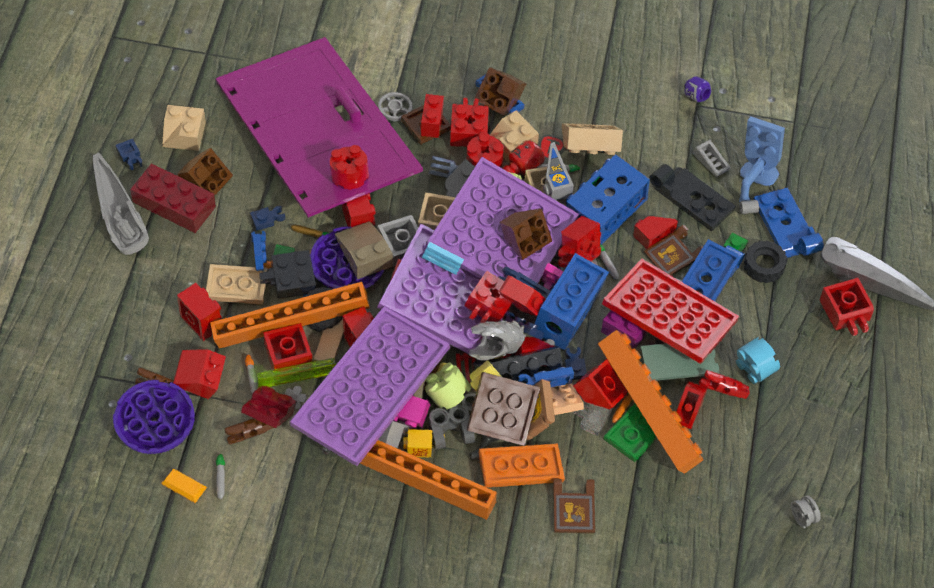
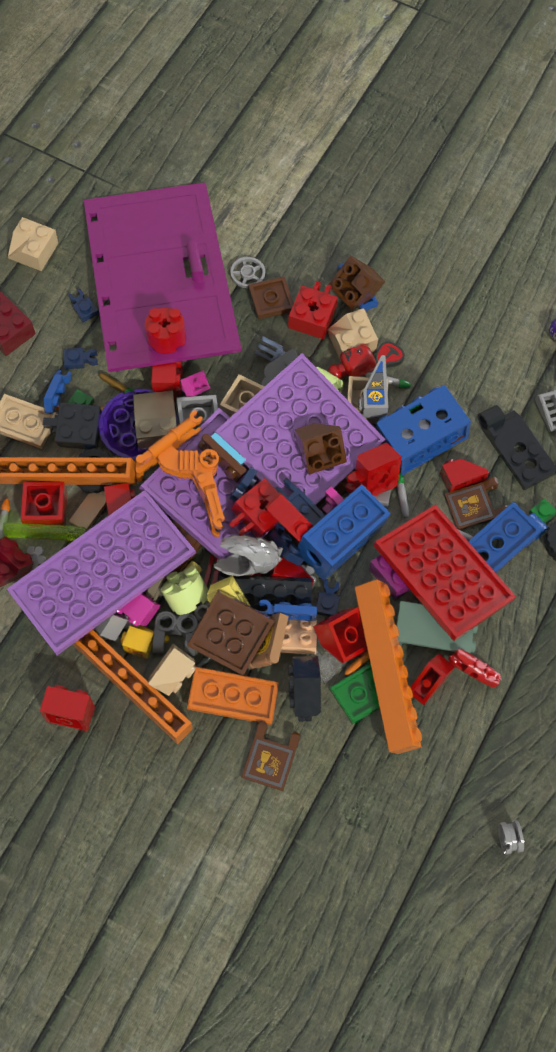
camera: 20 degrees right, 10 degrees up
(206, 171) = (35, 297): reddish brown slope -> none
(253, 173) = (83, 307): none -> dark blue plate
(379, 512) = (67, 707): none -> red brick
(386, 212) = (195, 384): none -> dark pink hinge
(418, 275) = (186, 465): none -> orange piece
(432, 115) = (276, 293): red brick -> none
(441, 263) = (231, 466): none -> reddish brown hinge
(461, 452) = (172, 670): none -> tan slope
(469, 279) = (246, 482): none -> dark blue plate
(486, 147) = (317, 345): red brick -> none
(586, 437) = (305, 687): none -> black hinge
(592, 138) = (433, 357): tan slope -> none
(757, 360) = (519, 650): medium azure brick -> none

